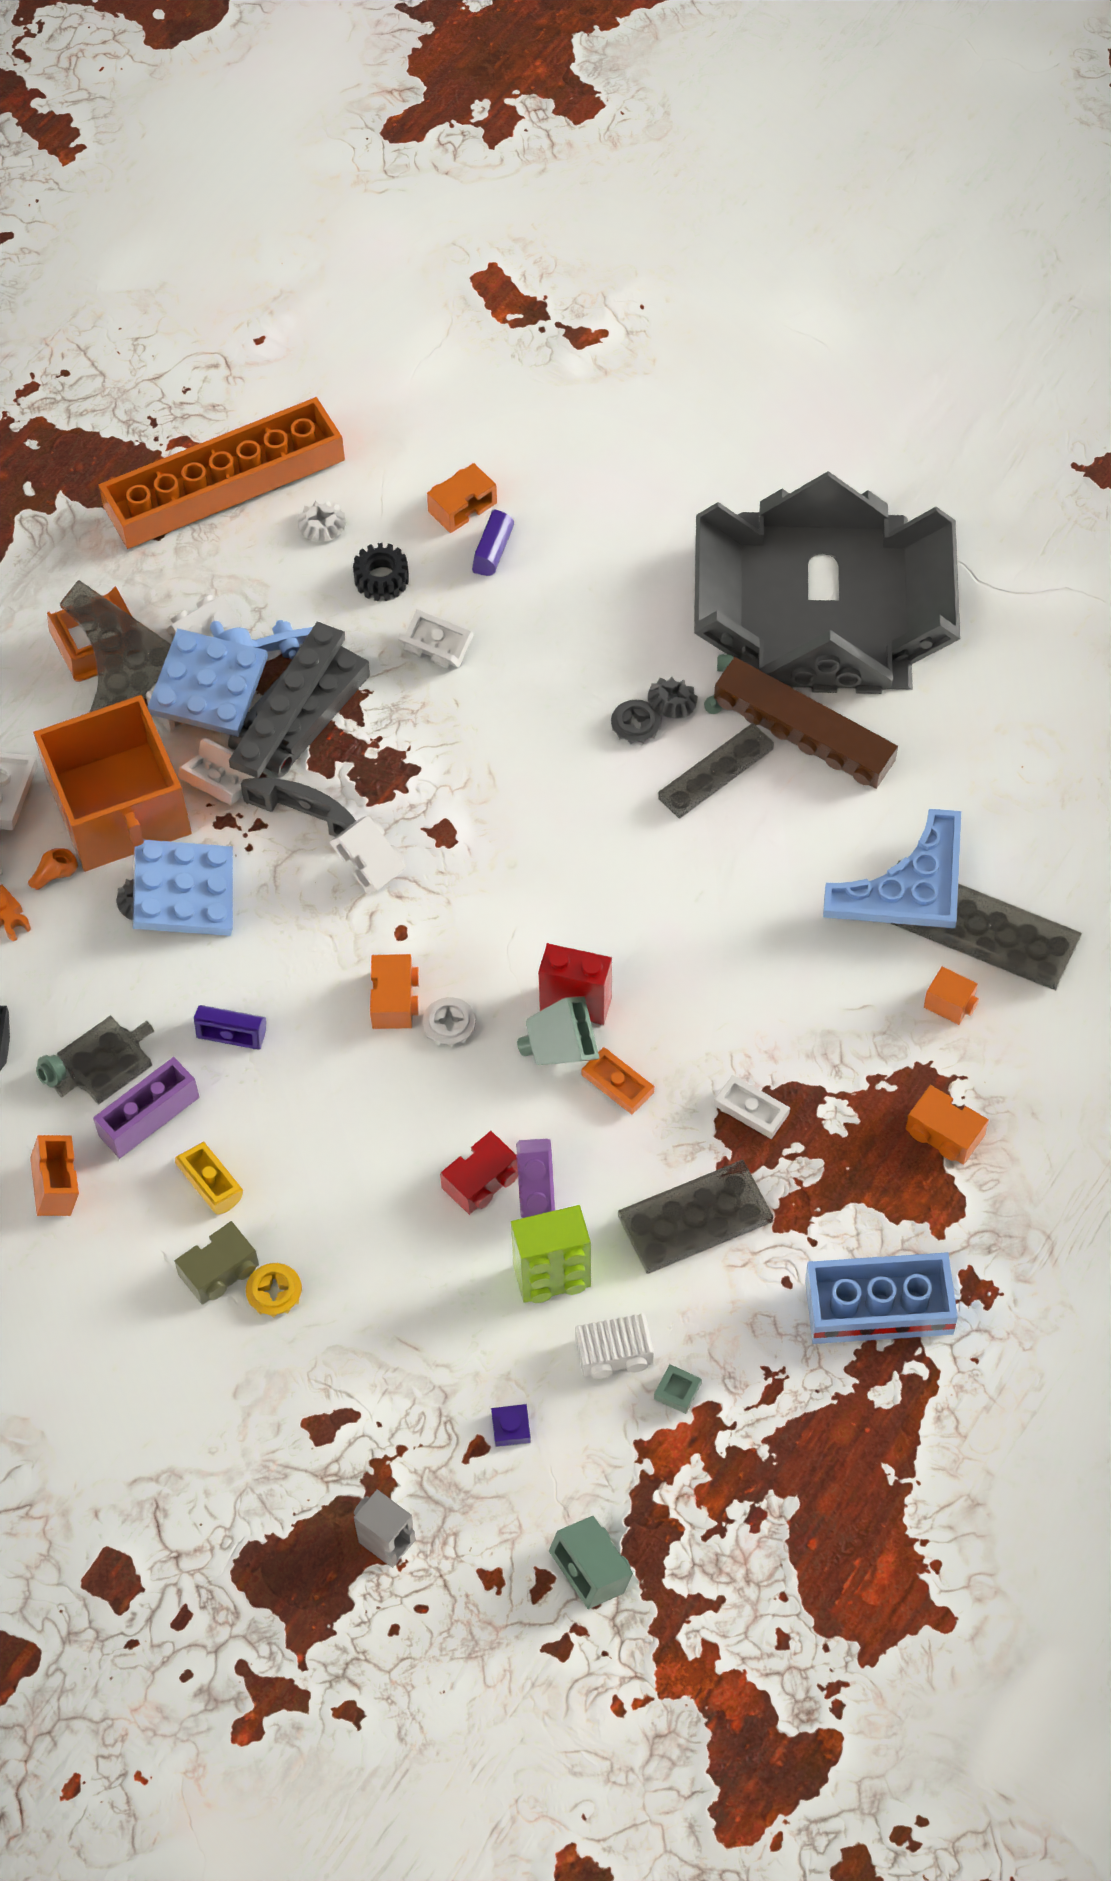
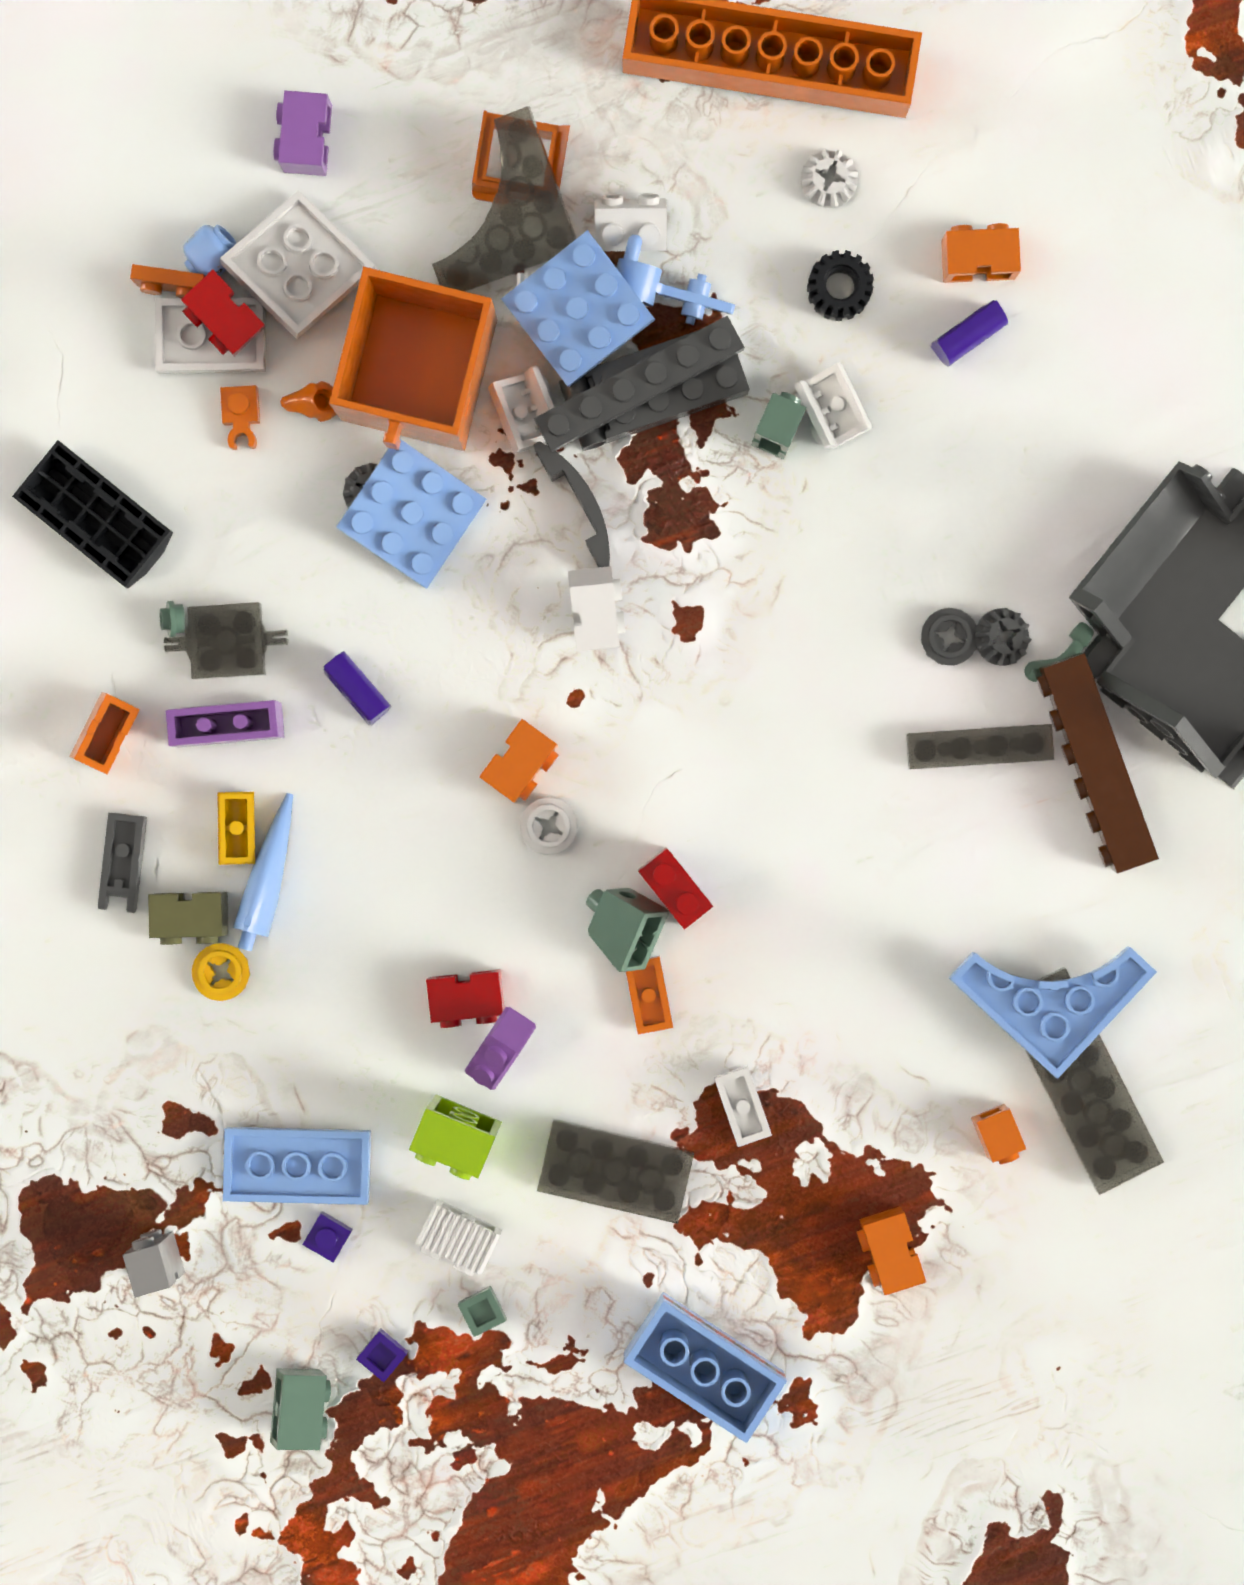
camera: 35 degrees right, 30 degrees up
(133, 1260) = (122, 859): none -> dark grey hinge
(259, 1205) = (265, 880): none -> light blue piece
(407, 666) = (779, 424): none -> sand green brick
(444, 1386) = (296, 1165): none -> light blue plate
(625, 1479) = (382, 1355): none -> dark purple plate

